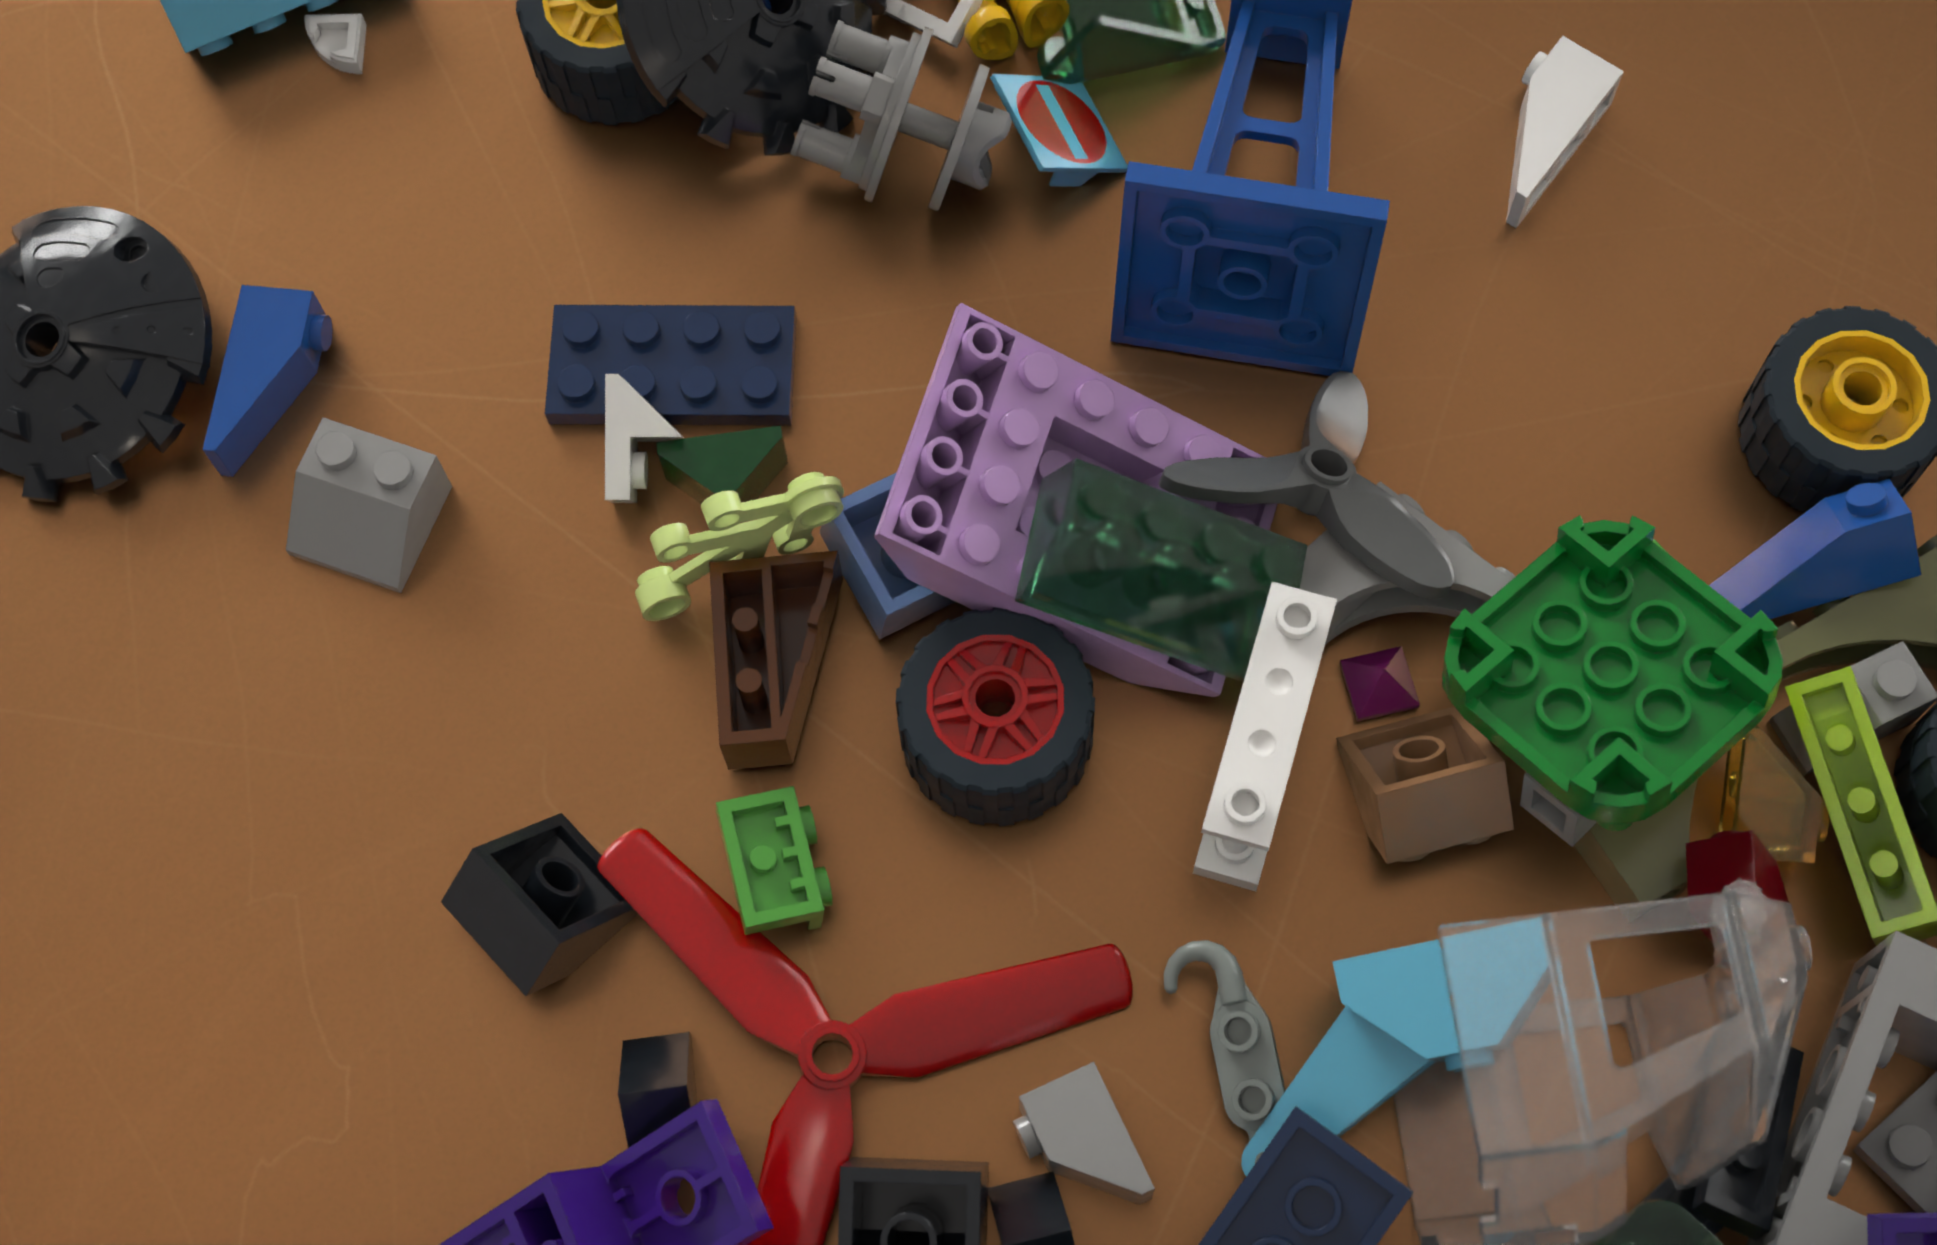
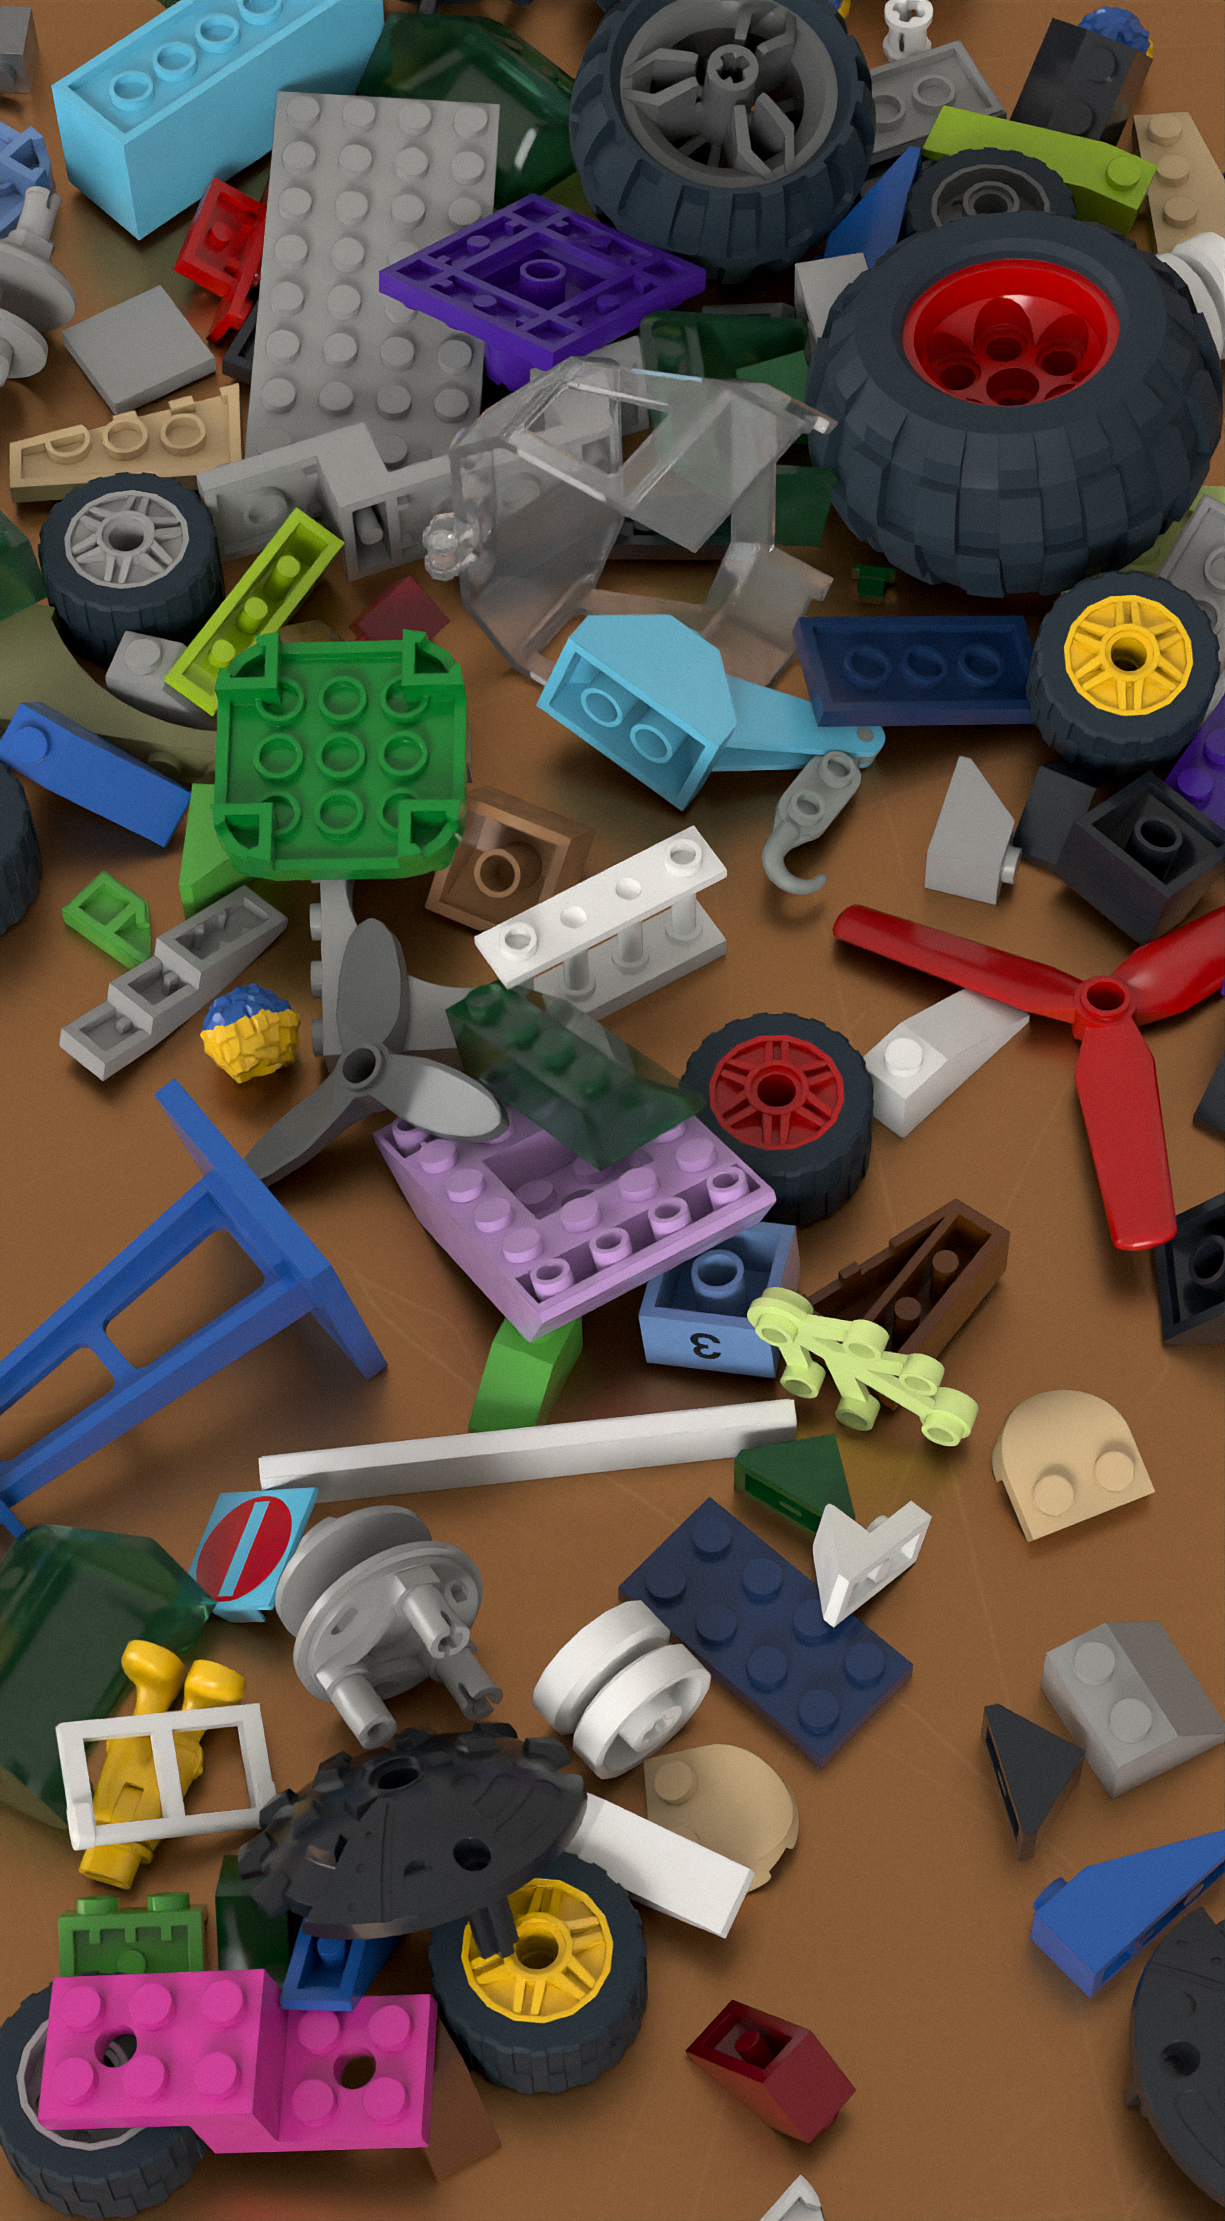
camera: 140 degrees left, 10 degrees down
(399, 400) = (1032, 1774): none -> black slope
(421, 94) = (773, 2070): none -> dark red slope
(554, 646) = (1066, 1461): none -> tan slope
(591, 215) = (724, 1804): none -> tan slope
(605, 127) = (662, 1867): none -> white slope
(711, 211) = (620, 1689): none -> white wheel
(771, 860) = (1034, 1153): bright green bracket -> none
(914, 364) = (532, 1452): none -> white tile
(933, 893) = (936, 1054): none -> white slope
(1379, 683) = (458, 963): magenta slope -> none
(1455, 464) = (251, 1032): none -> yellow piece
(1563, 445) = (166, 990): none -> light grey slope
(1666, 495) = (112, 919): none -> bright green tile

